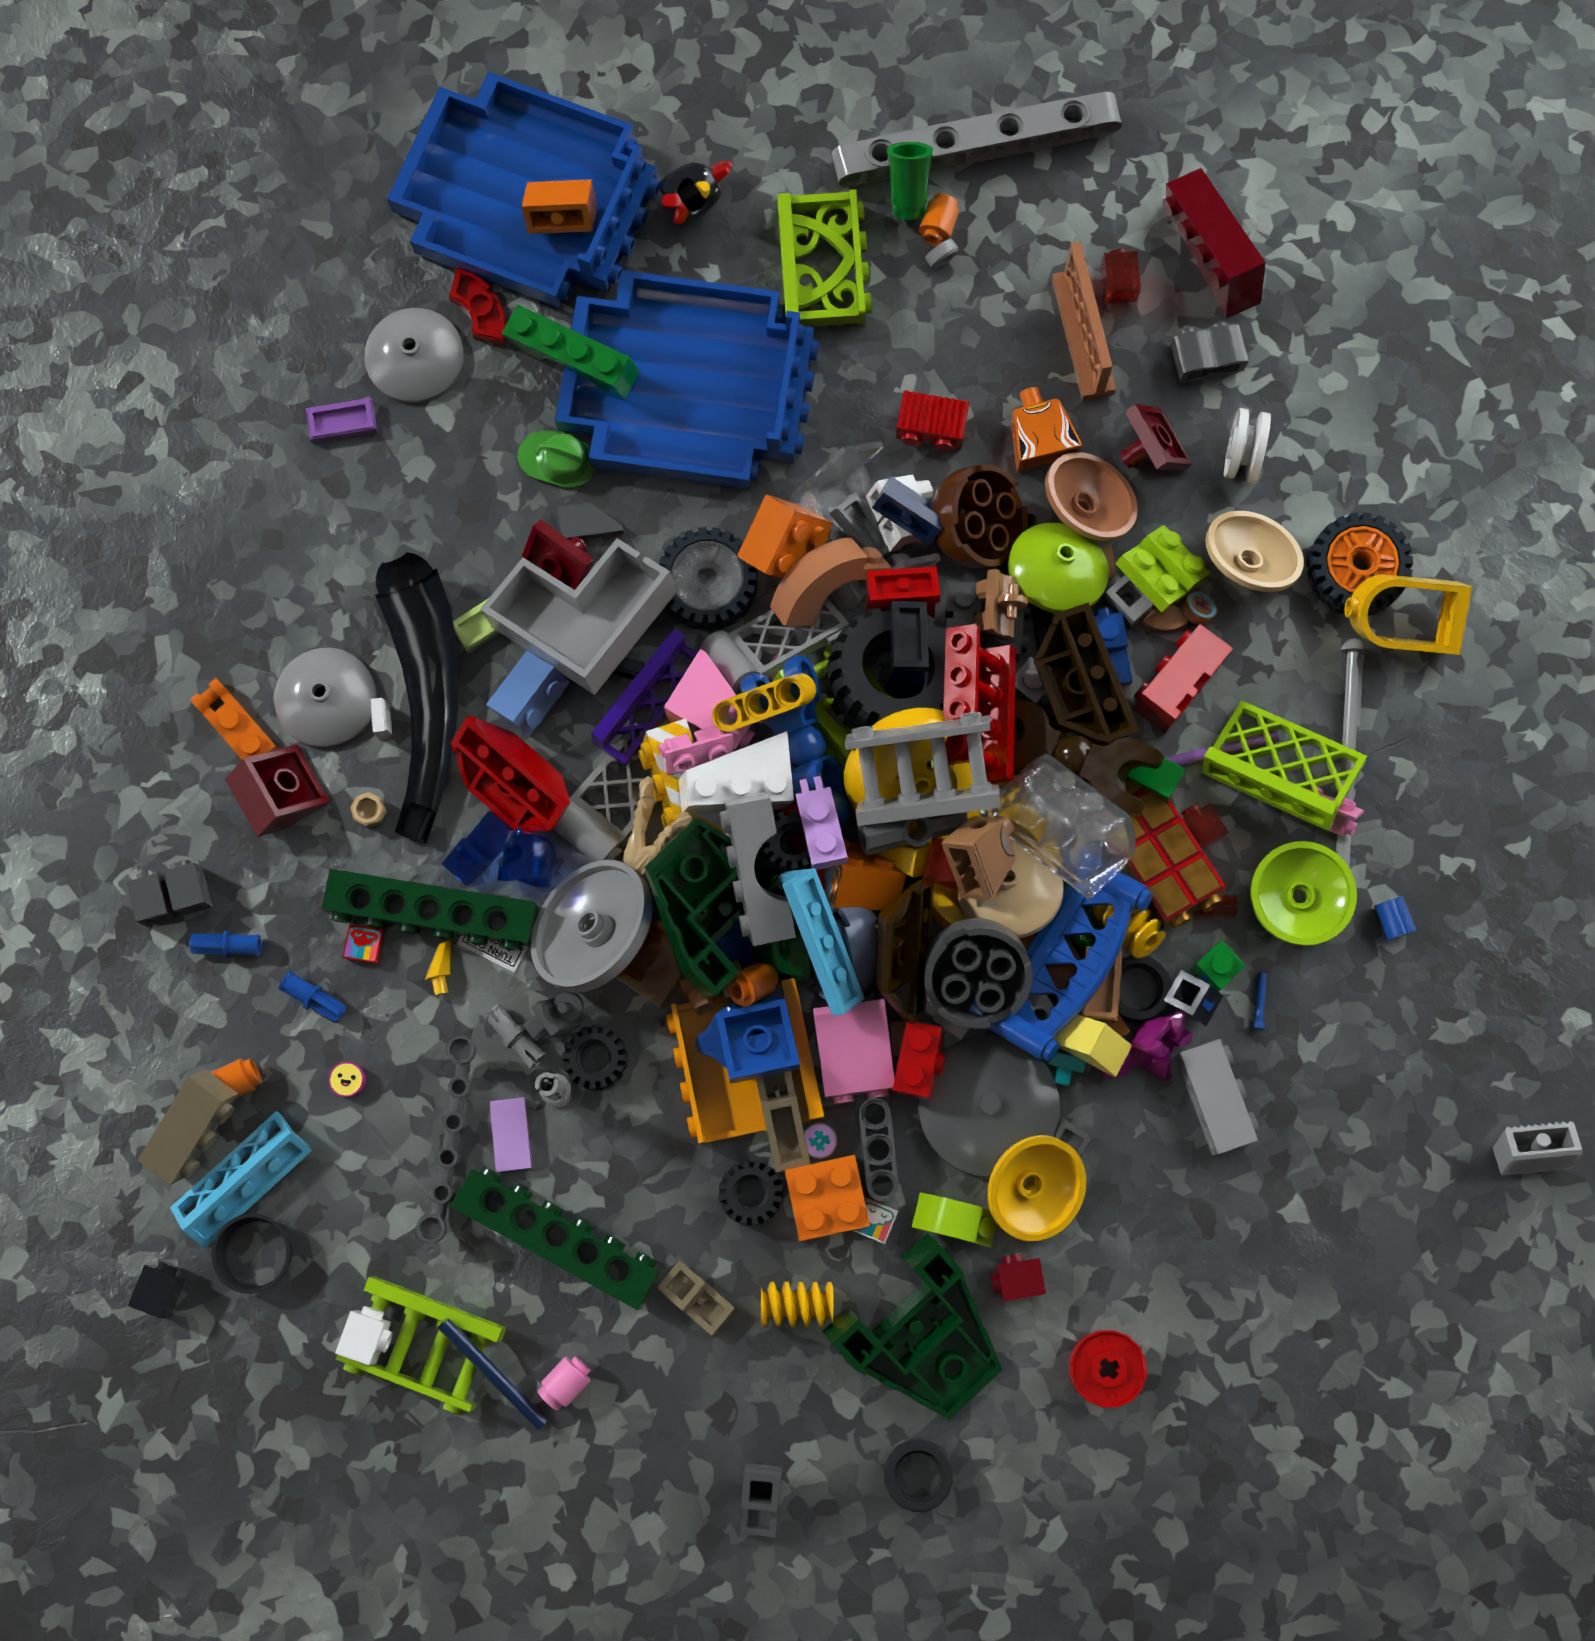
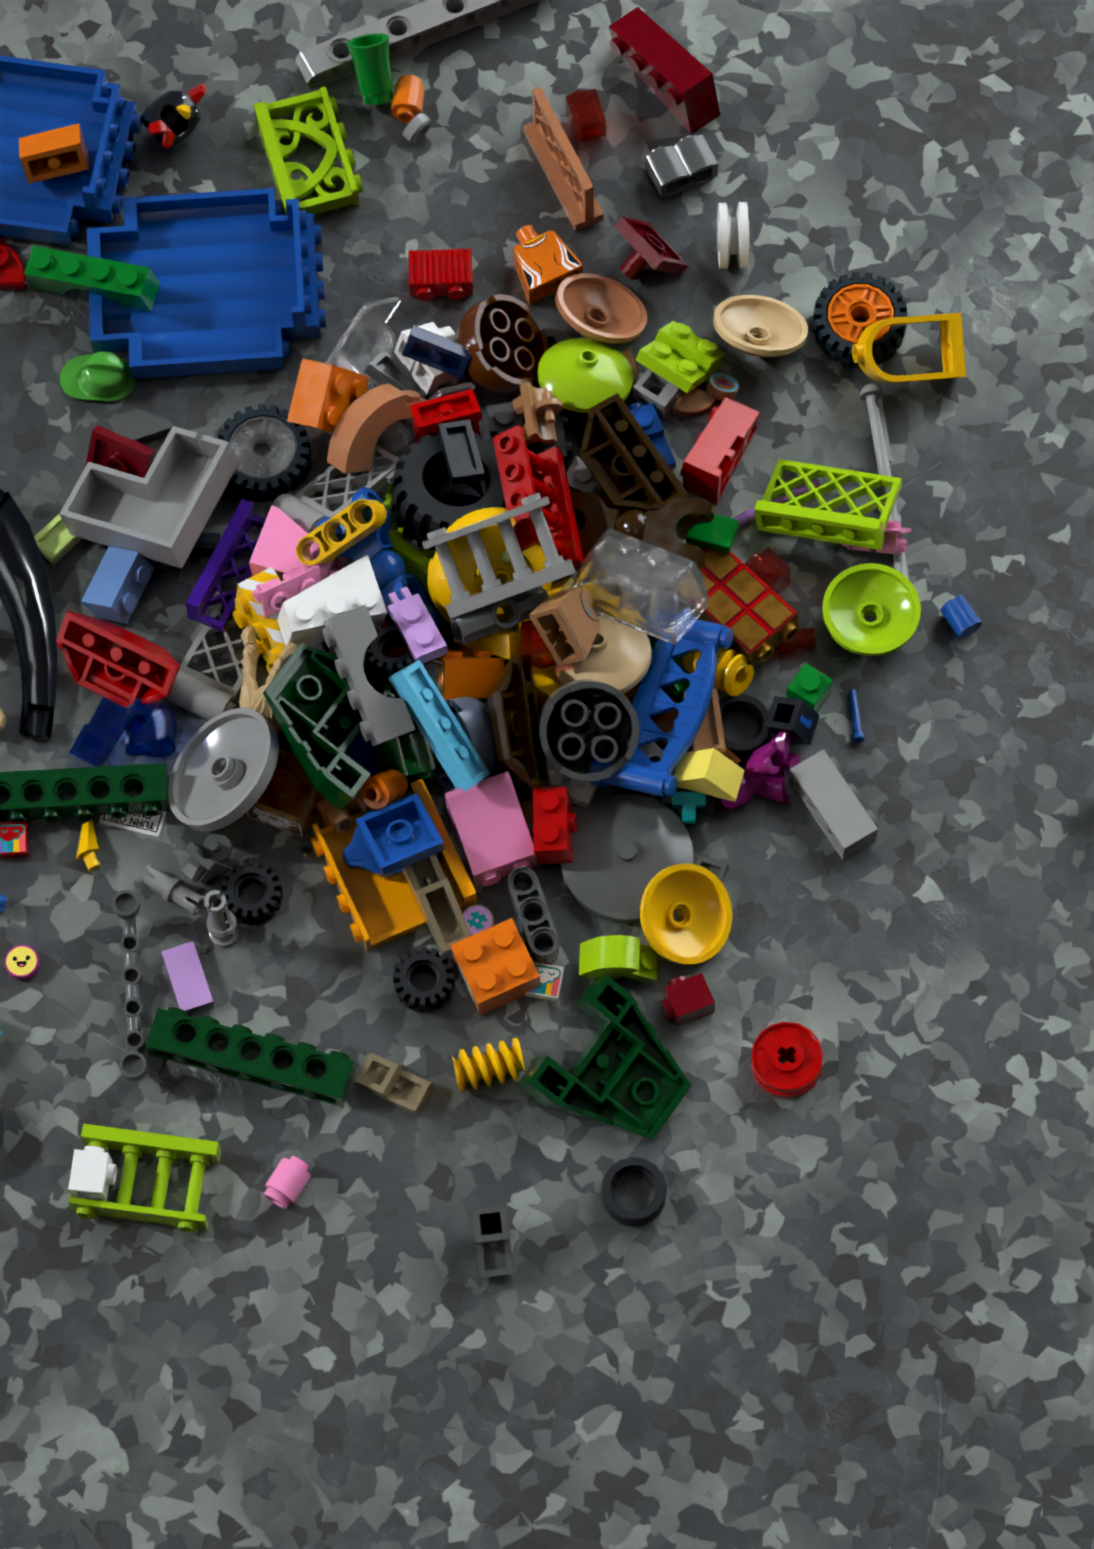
camera: 15 degrees left, 10 degrees down
(492, 1373) = (218, 1186): dark blue bar -> none

